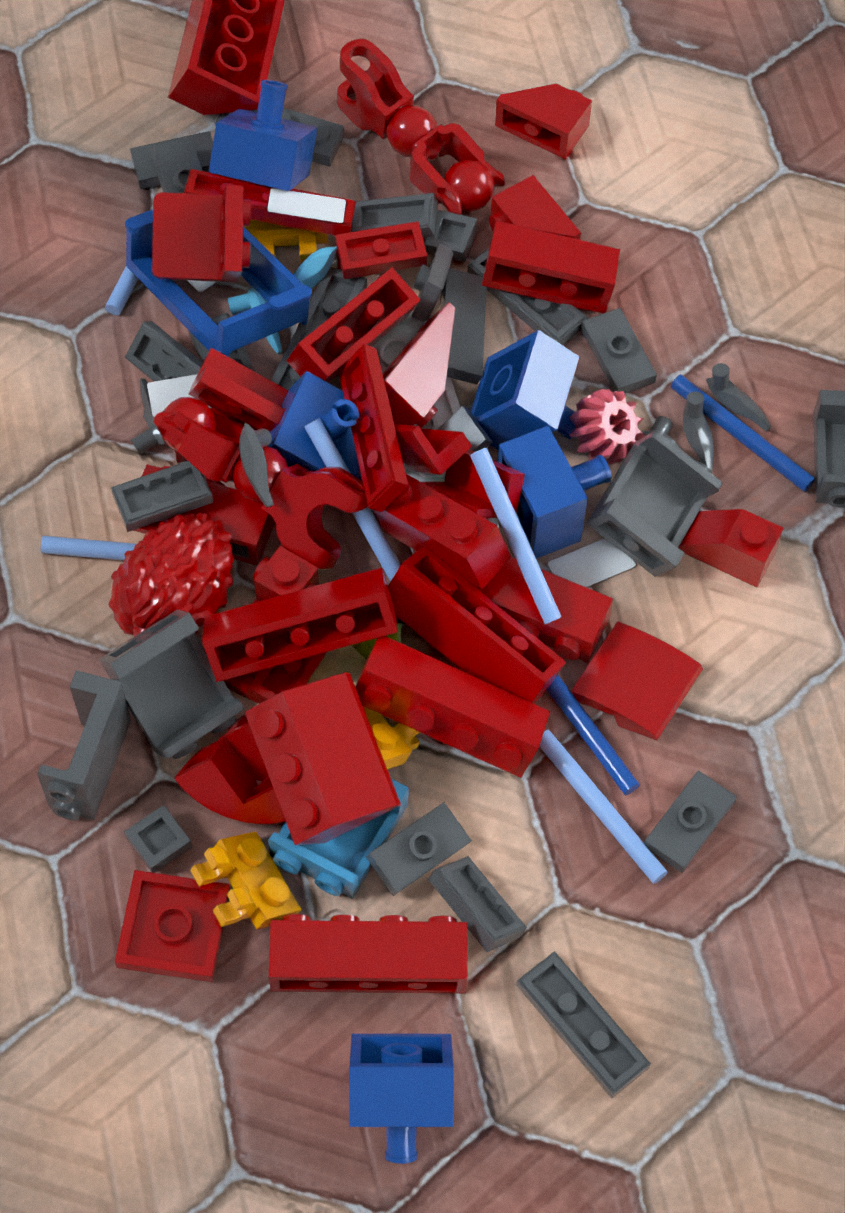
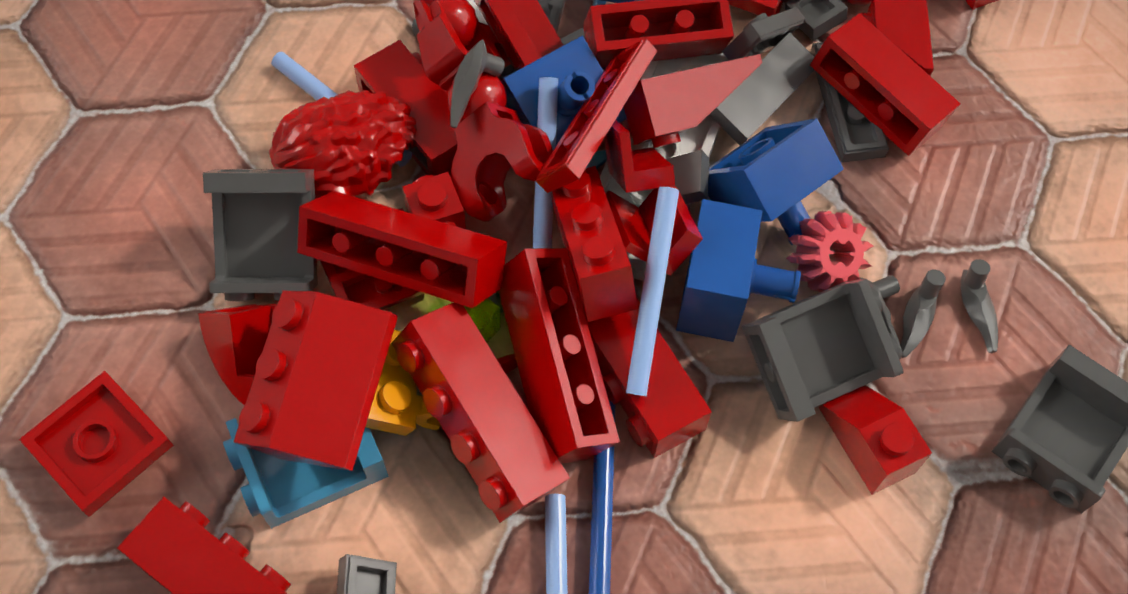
camera: 35 degrees right, 0 degrees up
(106, 721) = (151, 245): dark grey panel -> none
(158, 839) = (150, 358): dark grey plate -> none
(161, 495) = (381, 68): dark grey plate -> none
(257, 883) = (194, 451): light orange plate -> none
(418, 849) = (355, 523): dark grey plate -> none
(591, 563) = (723, 369): white sticker -> none
(618, 351) = (896, 196): dark grey plate -> none
(637, 680) = (683, 506): red slope -> none
(746, 436) = (966, 347): blue bar -> none

